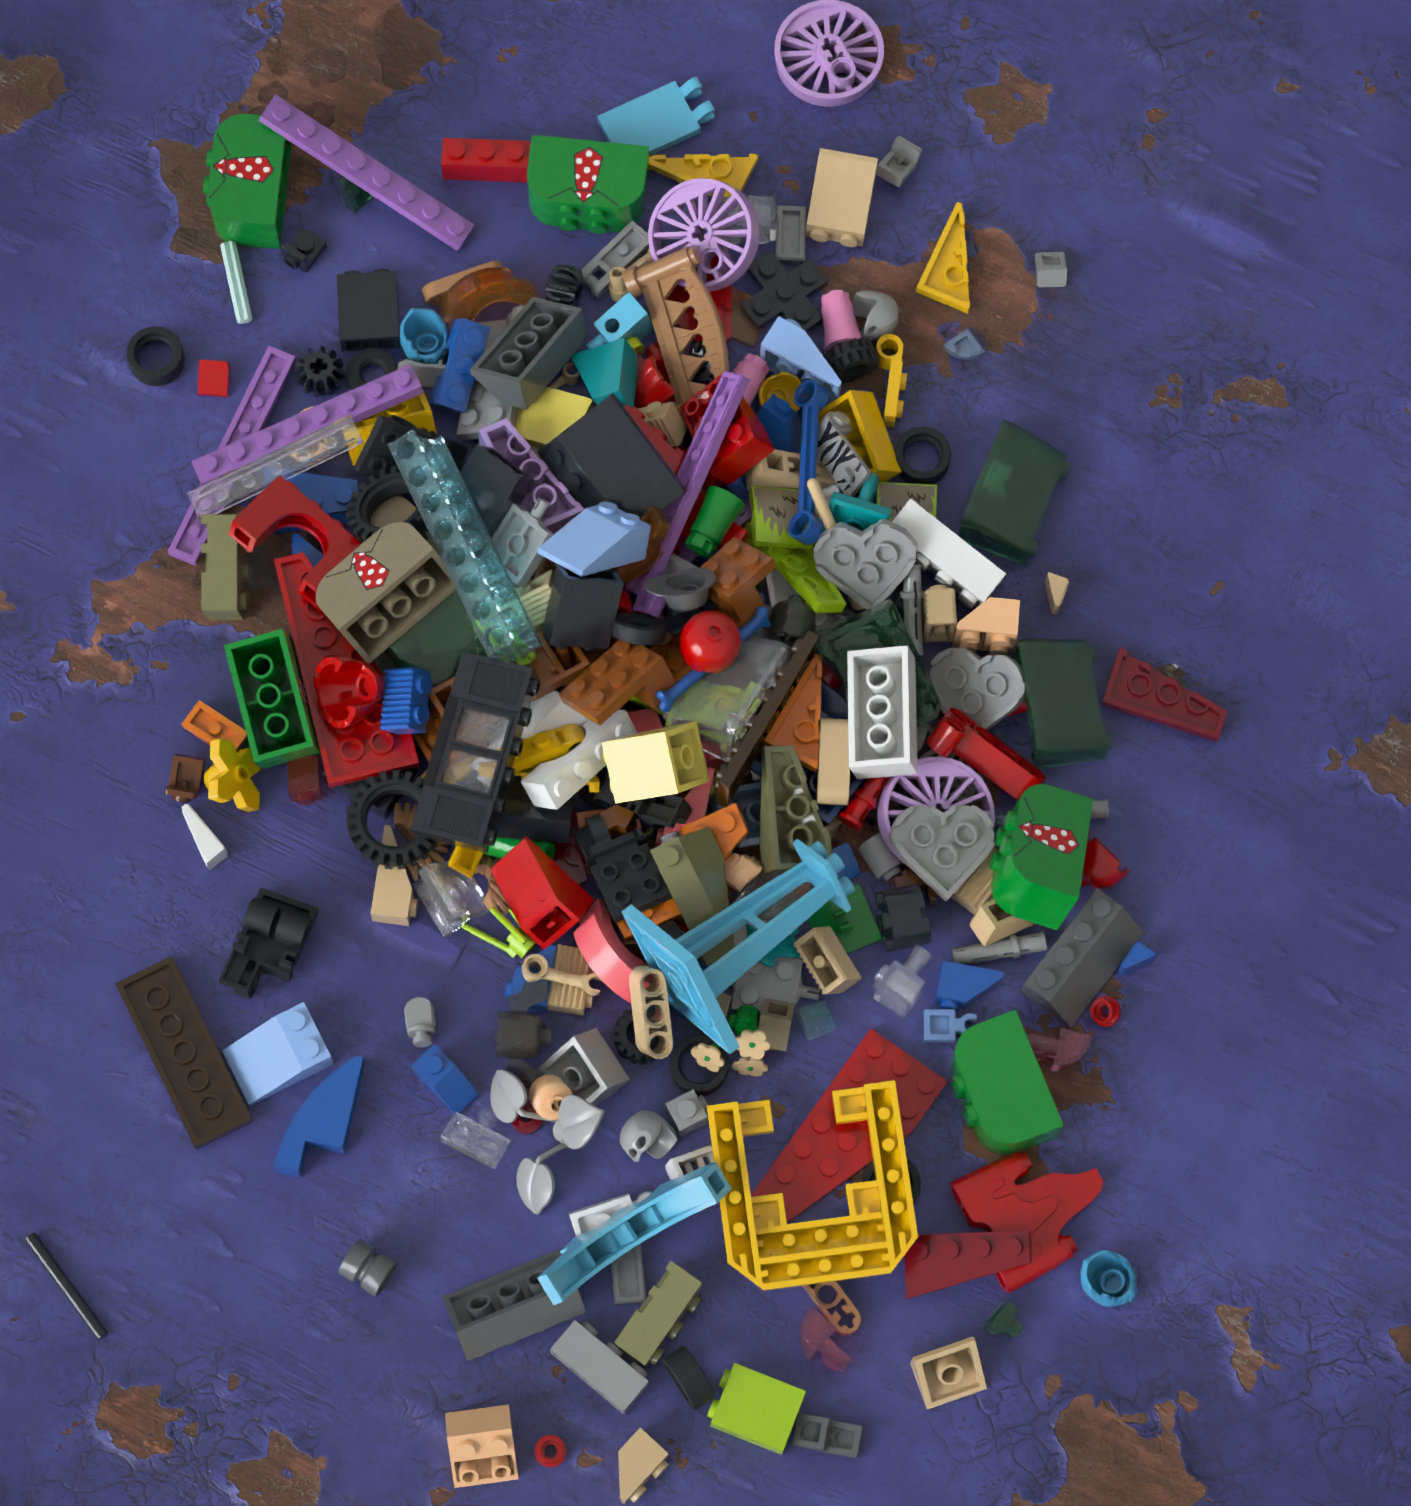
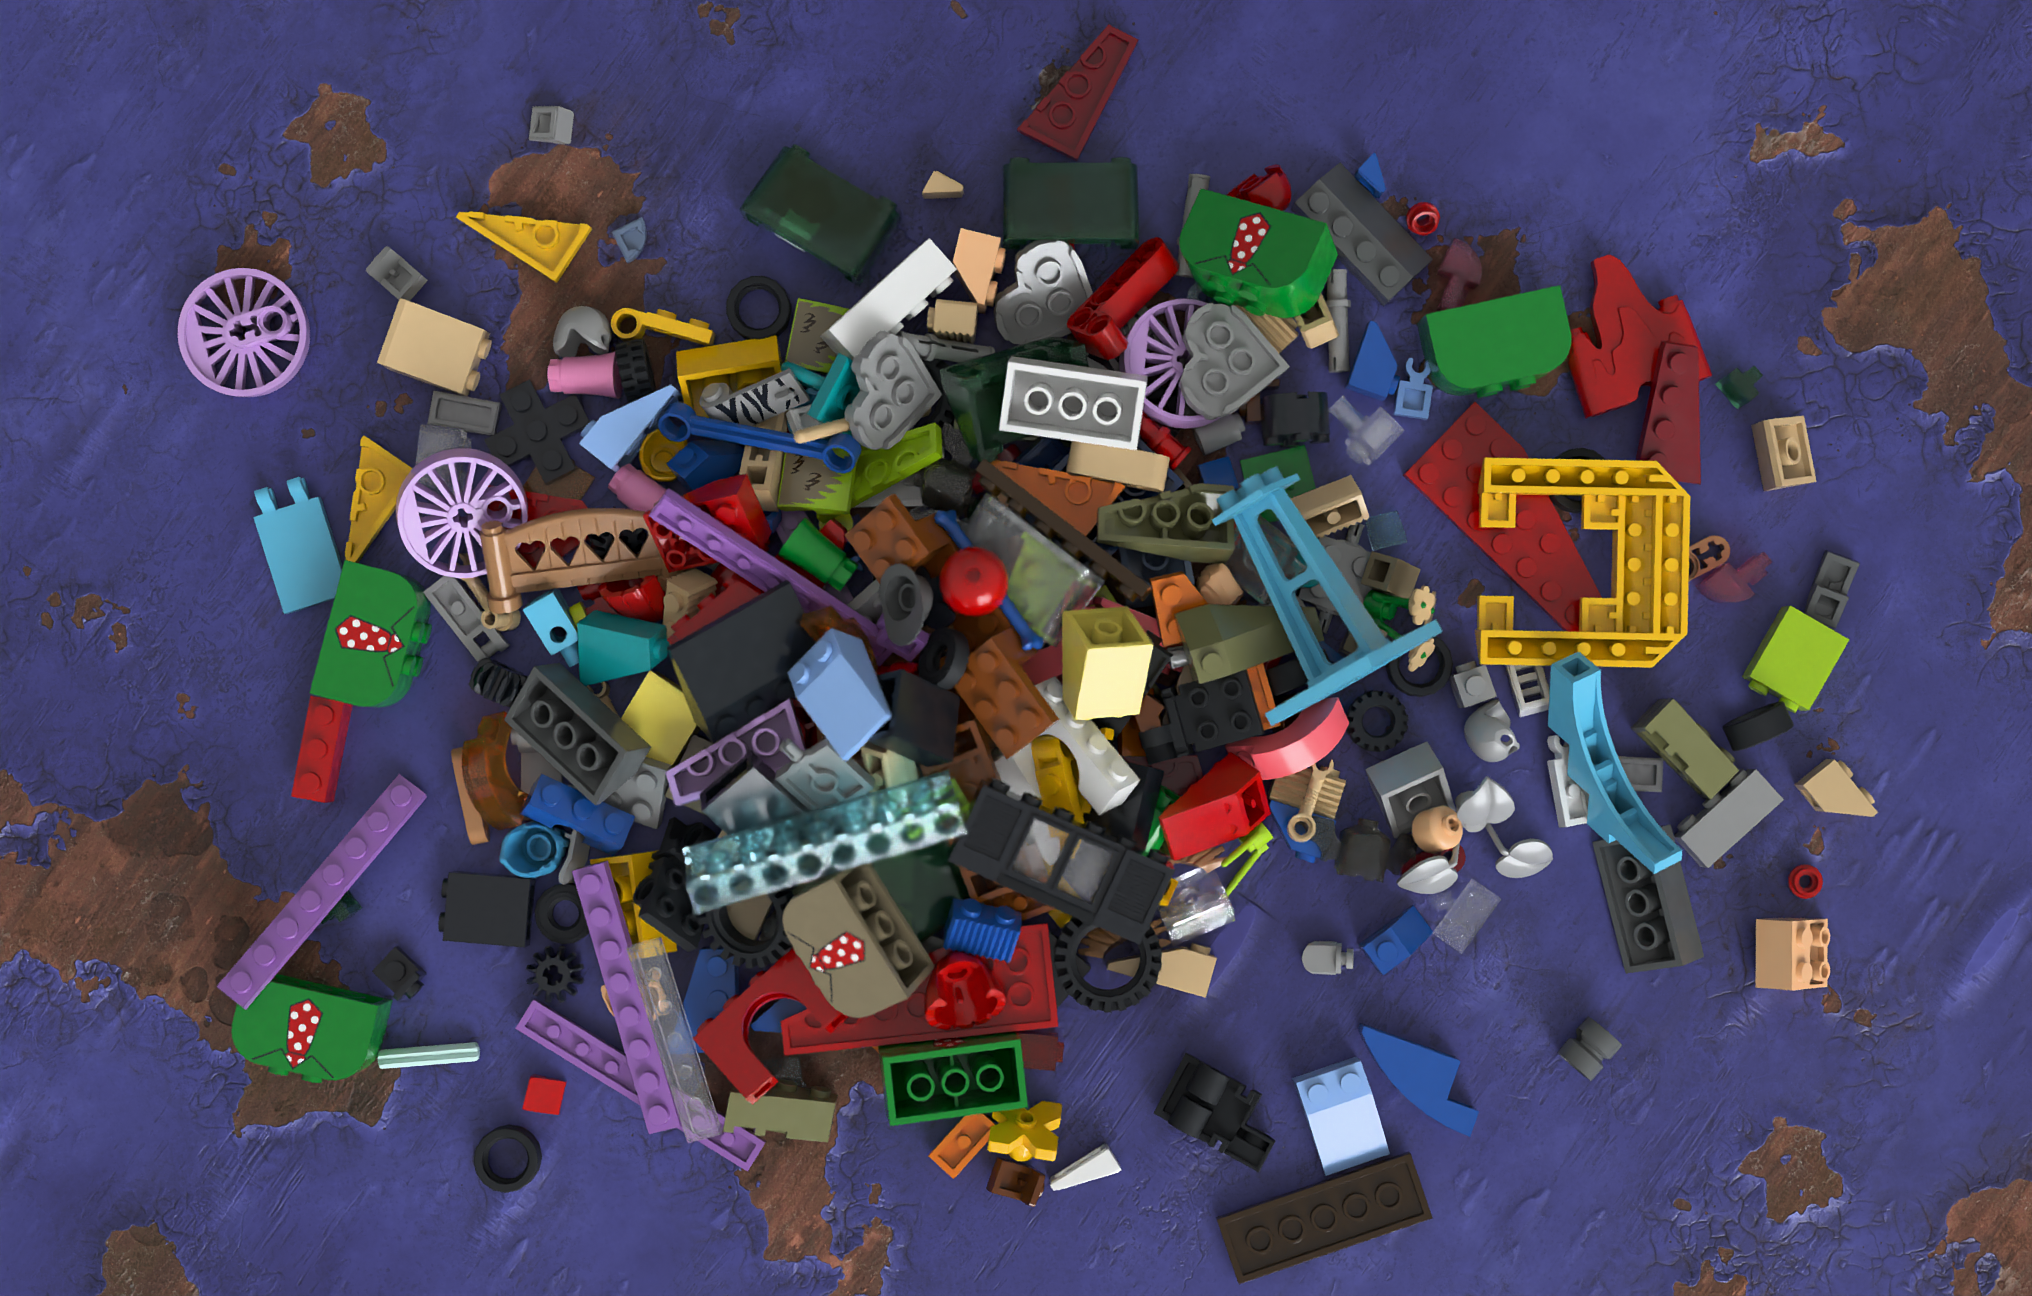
camera: 80 degrees left, 15 degrees up
(641, 1000) = (1355, 710): tan beam -> none
(1108, 1278) = (1713, 267): dark azure hair -> none

